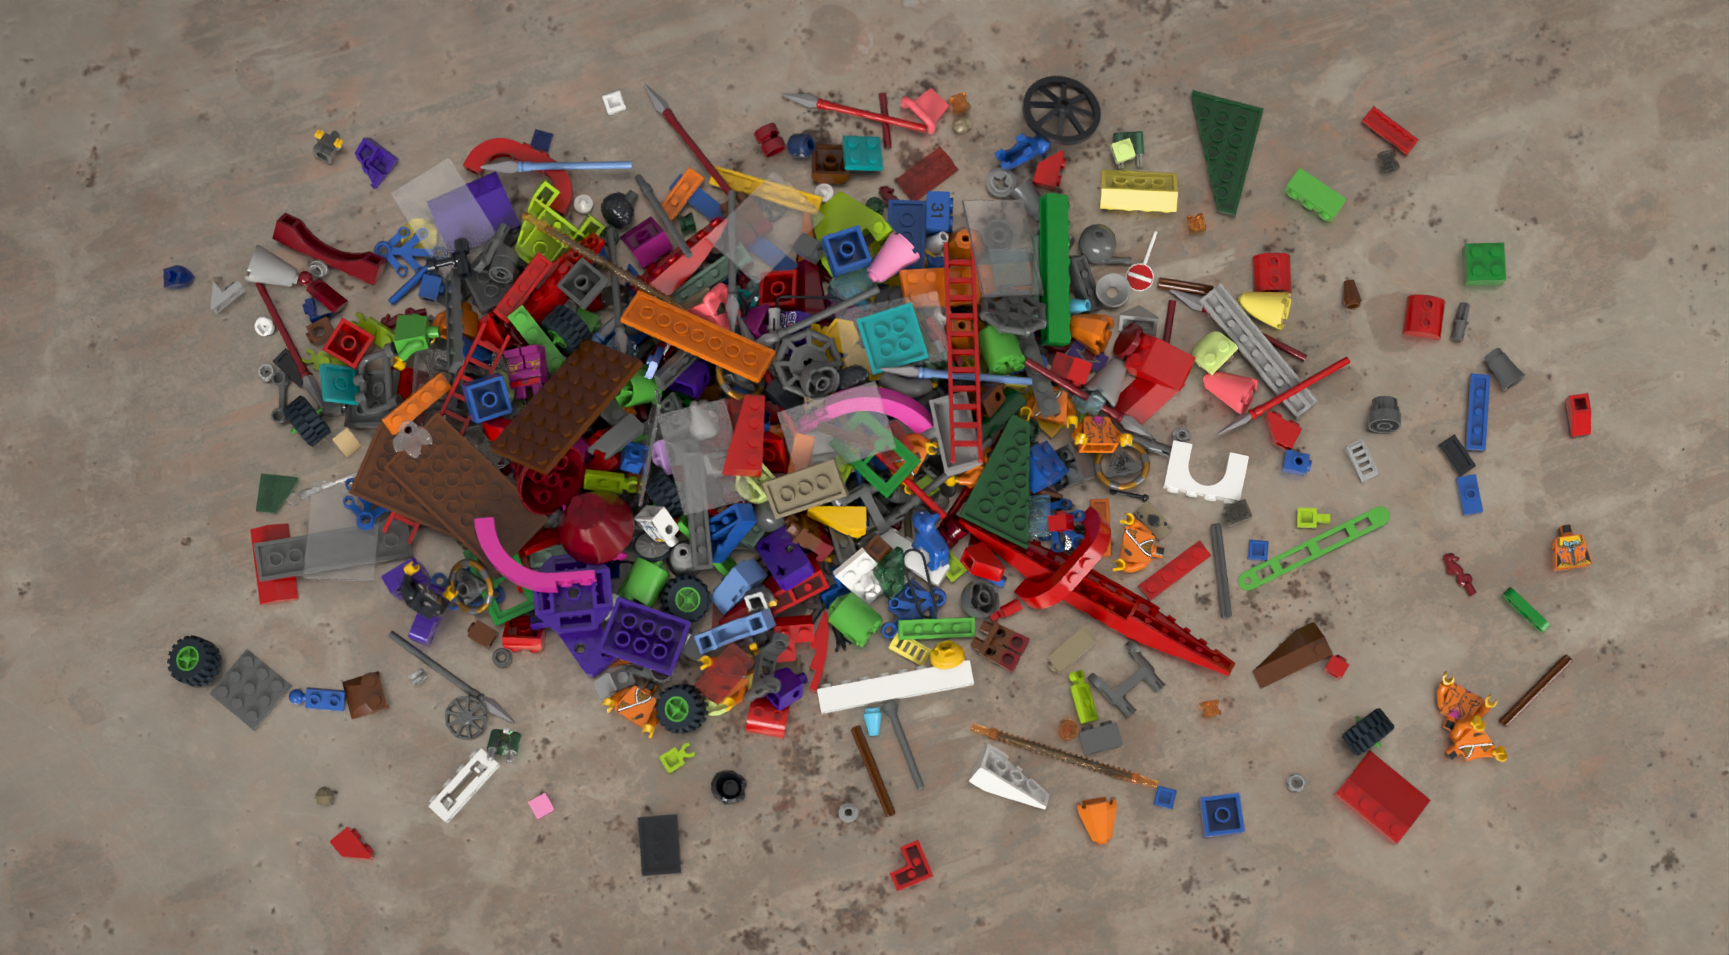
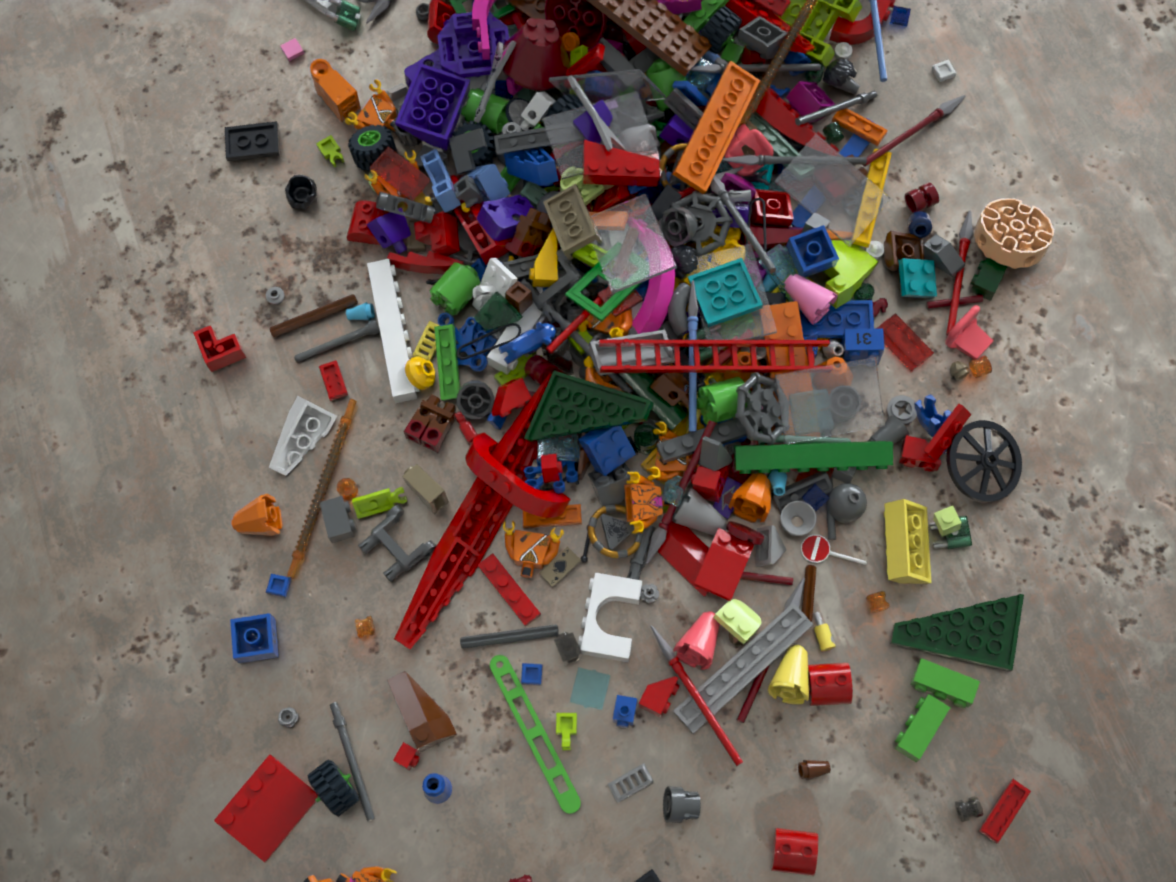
camera: 90 degrees right, 10 degrees down
(574, 487) = (570, 41): none -> orange tile
(607, 562) = (499, 61): none -> light grey piece
(608, 751) = (334, 89): none -> orange piece
(617, 470) = (587, 62): none -> red plate
(697, 460) = (586, 125): none -> dark purple slope
(697, 607) = (462, 147): none -> dark grey tile
(710, 448) = (604, 131): none -> light grey piece
(820, 54) = (1013, 233): none -> light nougat brick
(839, 125) = (943, 254): none -> dark grey slope
(862, 83) = (988, 278): none -> dark green brick
(948, 747) = (333, 380): none -> red plate
(1045, 146) = (944, 435): none -> red plate
(1059, 363) = (714, 454): none -> dark grey slope
(1092, 272) = (815, 497): none -> clear blue tile
(1225, 276) = (823, 634): none -> light yellow piece
(1272, 495) = (590, 688): none -> clear light blue piece
(1275, 170) = (944, 683): none -> bright green brick
(1303, 732) = (339, 724): none -> dark grey bar
(1362, 645) = (443, 791): none -> blue plant

